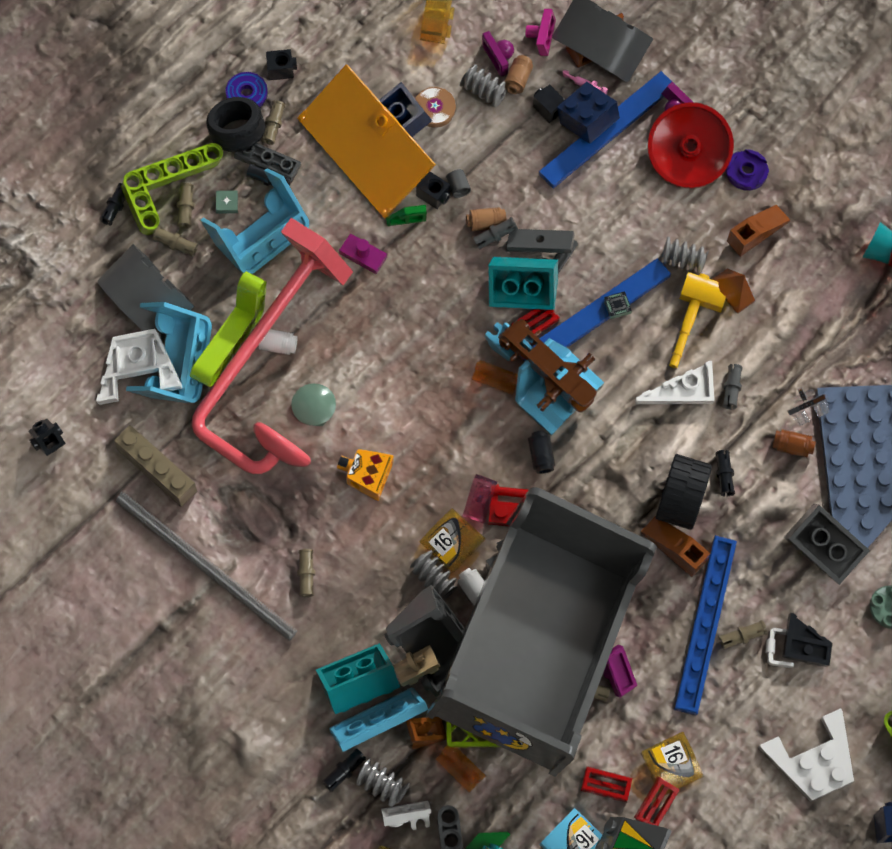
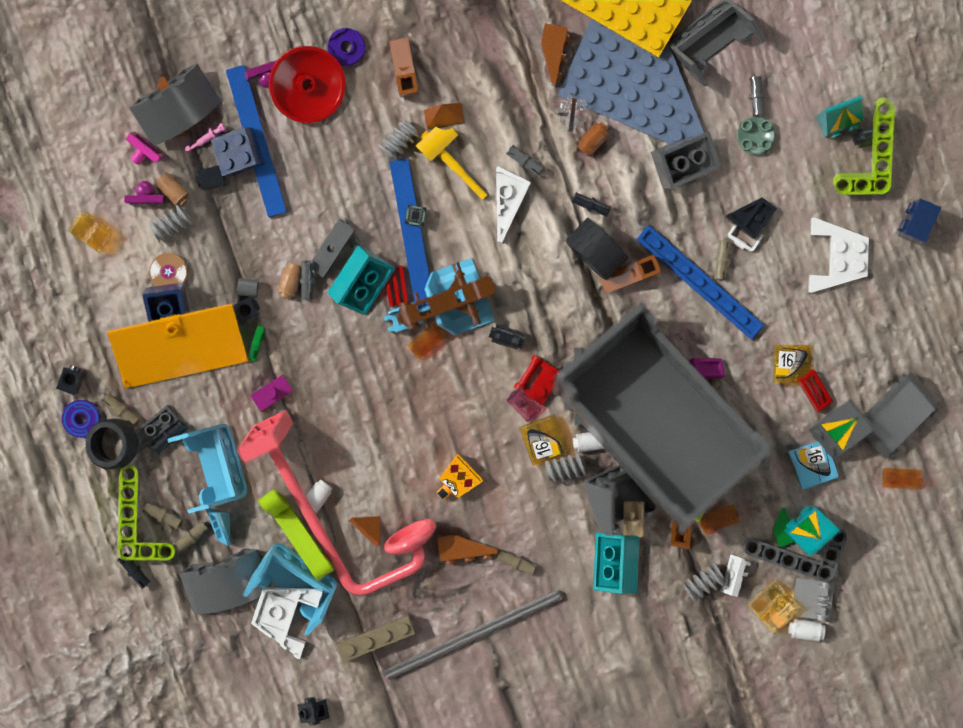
camera: 60 degrees left, 20 degrees up
(204, 262) = (221, 525): none -> medium azure slope
(226, 202) = (173, 480): sand green tile -> none
(270, 406) = (368, 527): none -> dark orange slope
(291, 501) = (458, 547): none -> dark orange slope
(313, 404) = (381, 492): sand green dish -> none
(344, 770) = (679, 605): black pin -> none
(378, 719) = (657, 564): medium azure tile -> none
(624, 798) = (787, 424): red tile -> none
(864, 359) = (552, 47): none -> dark orange slope

